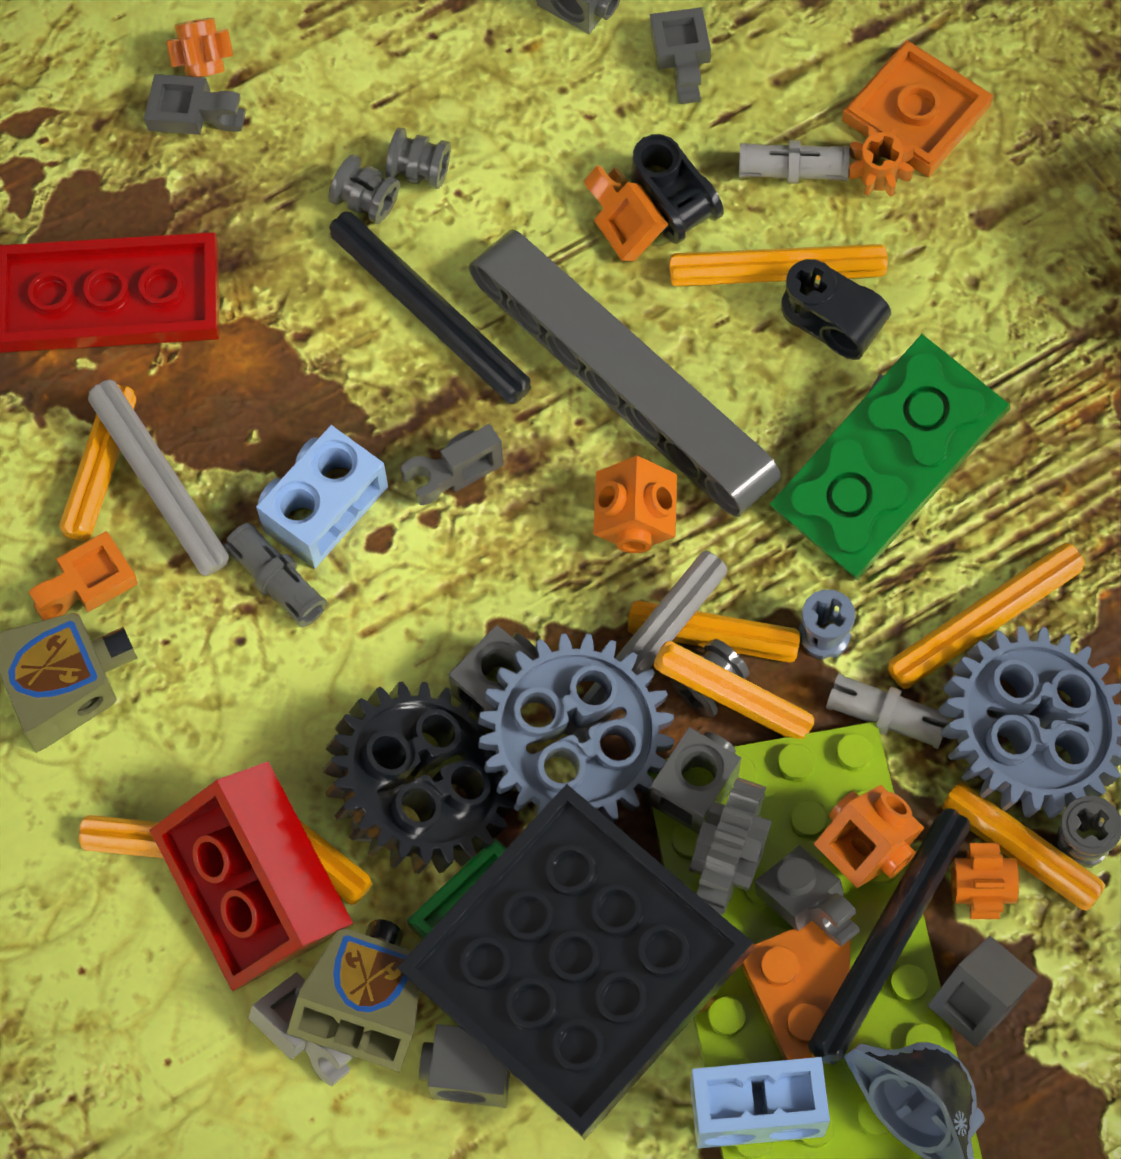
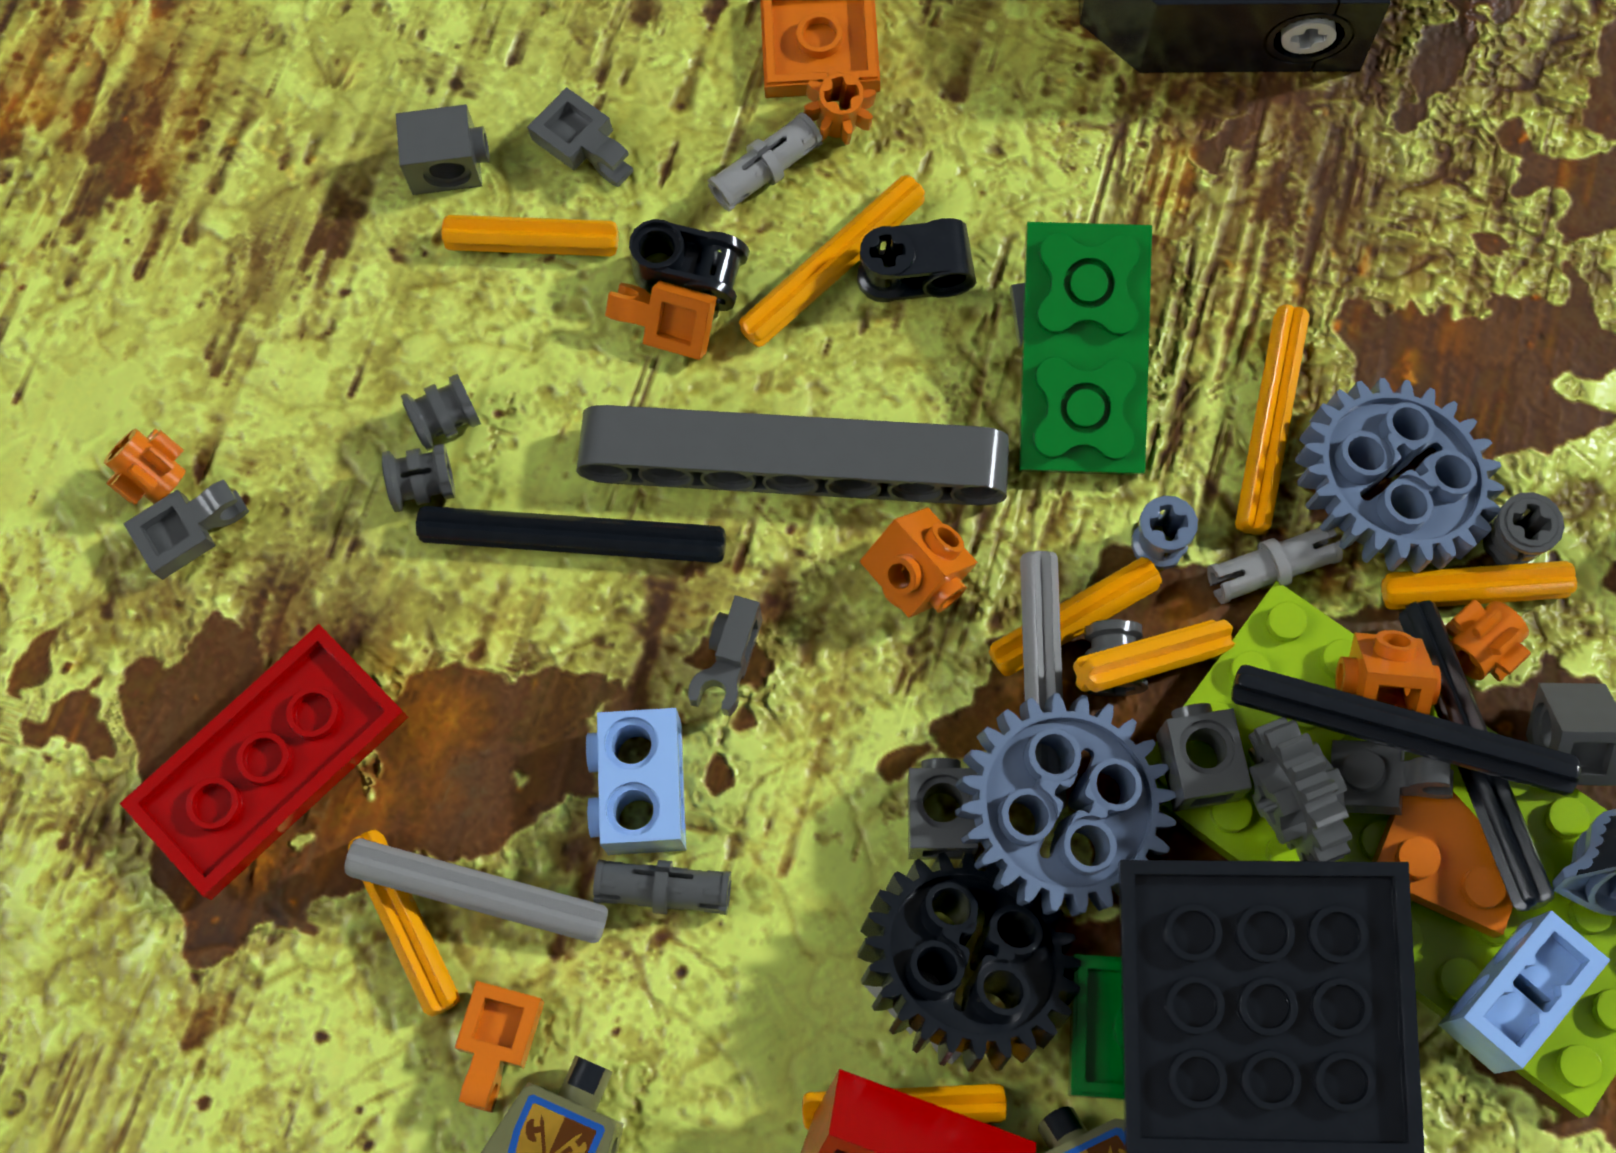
camera: 40 degrees left, 5 degrees up
(587, 90) = (530, 235): none -> light orange axle
(841, 865) = (1406, 730): none -> black axle

